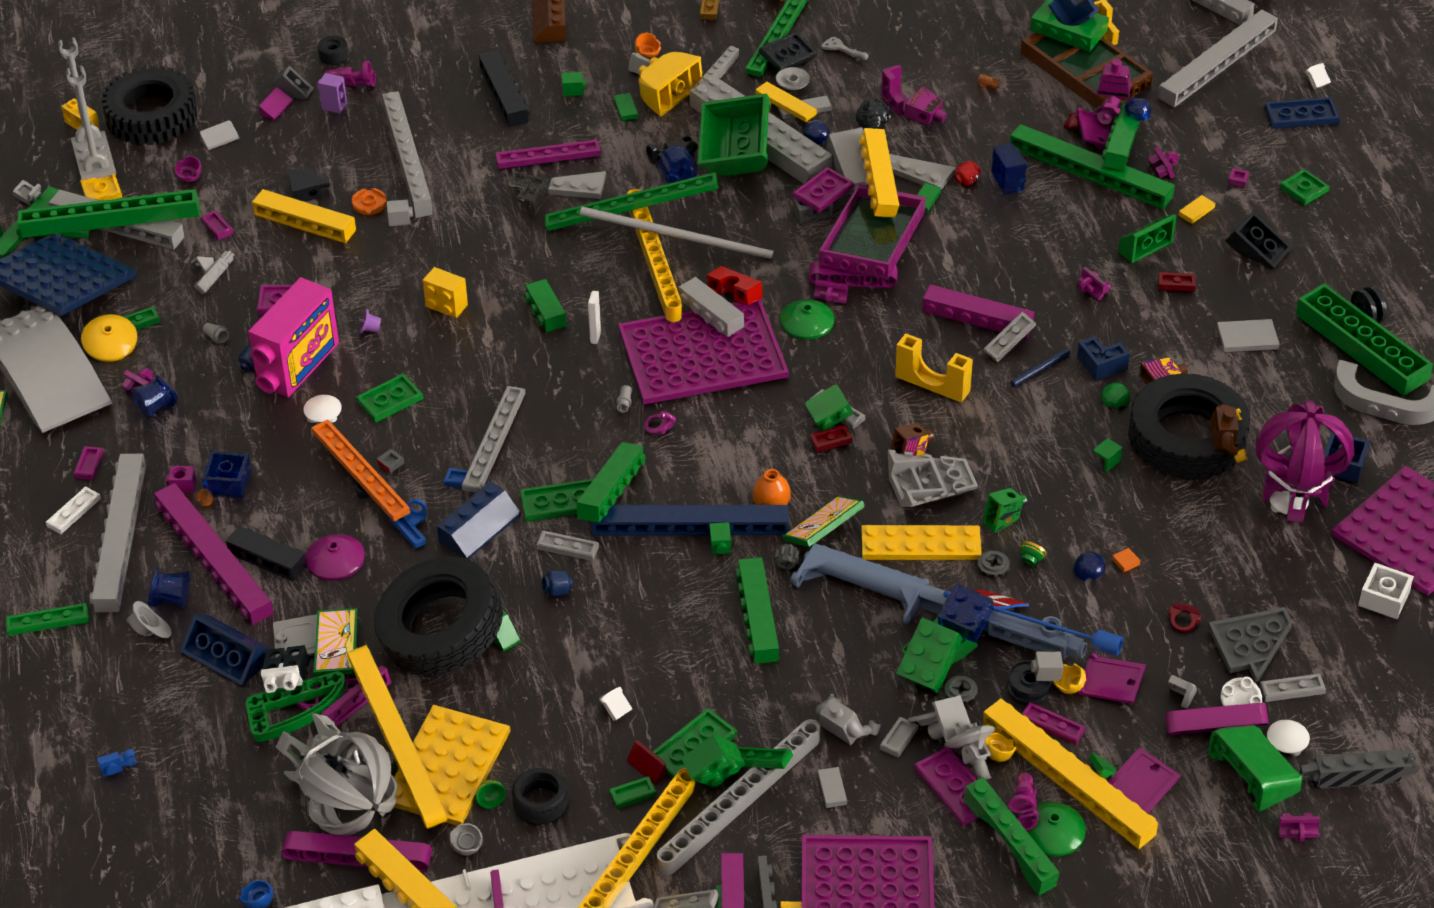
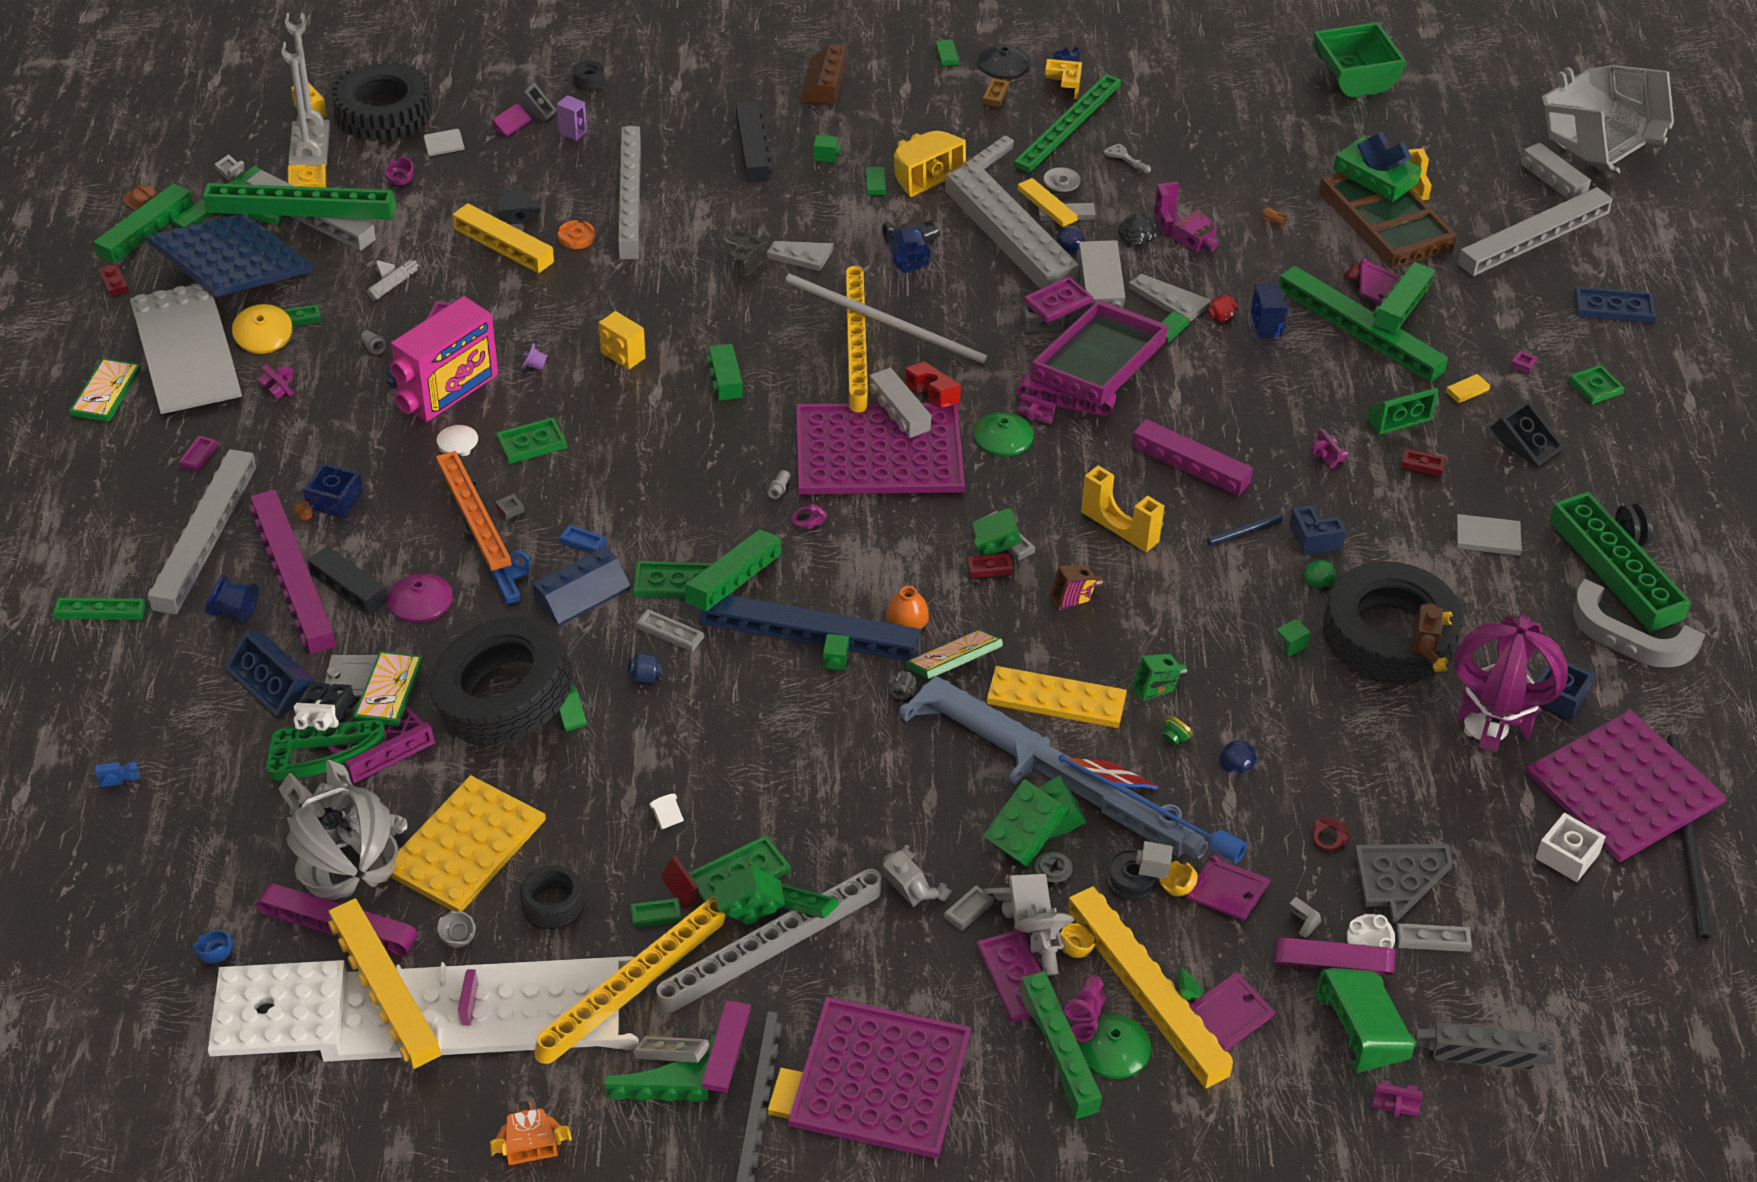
camera: 10 degrees right, 0 degrees up
(73, 510) = (165, 499): white tile -> none
(147, 622) = (199, 630): light grey piece -> none
(154, 396) = (285, 395): clear blue hat -> none
(183, 477) = (288, 486): magenta brick -> none
(216, 225) = (411, 232): magenta tile -> none
(352, 78) = (596, 106): magenta piece -> none
(397, 737) = (415, 803): yellow beam -> none
(399, 212) = (602, 250): light grey brick -> none
(490, 794) = (499, 884): green piece -> none
(493, 439) = (625, 502): light grey tile -> none
(548, 154) = (778, 216): magenta plate -> none
(594, 317) = (769, 392): white tile -> none
(634, 200) = (852, 277): green plate -> none
(637, 61) = (900, 134): light grey tile -> none
(647, 45) = (916, 121): orange hair -> none
(734, 135) = (976, 226): green container -> none
(758, 610) = (853, 738): green brick -> none
(787, 52) = (1064, 151): black tile -> none
(832, 787) = (877, 950): light grey tile -> none
(879, 172) = (1121, 291): yellow brick -> none
(927, 478) = (1084, 628): light grey wedge -> none
(966, 612) = (1076, 782): clear blue brick -> none
(989, 558) = (1128, 727): dark grey gear -> none
(1009, 337) = (1218, 490): light grey tile -> none
(1054, 723) = (1148, 926): magenta tile -> none
(1108, 110) = (1395, 266): magenta hips -> none
(1115, 80) = (1410, 235): magenta torso -> none
(1126, 560) = (1281, 758): orange tile -> none
(1139, 108) = (1429, 269): clear blue hair -> none
(1159, 368) = (1377, 552): torso -> none
(1166, 162) = (1453, 329): magenta hips -> none
(1288, 737) = (1413, 993): white dish -> none
(1318, 76) = (1642, 267): white tile -> none

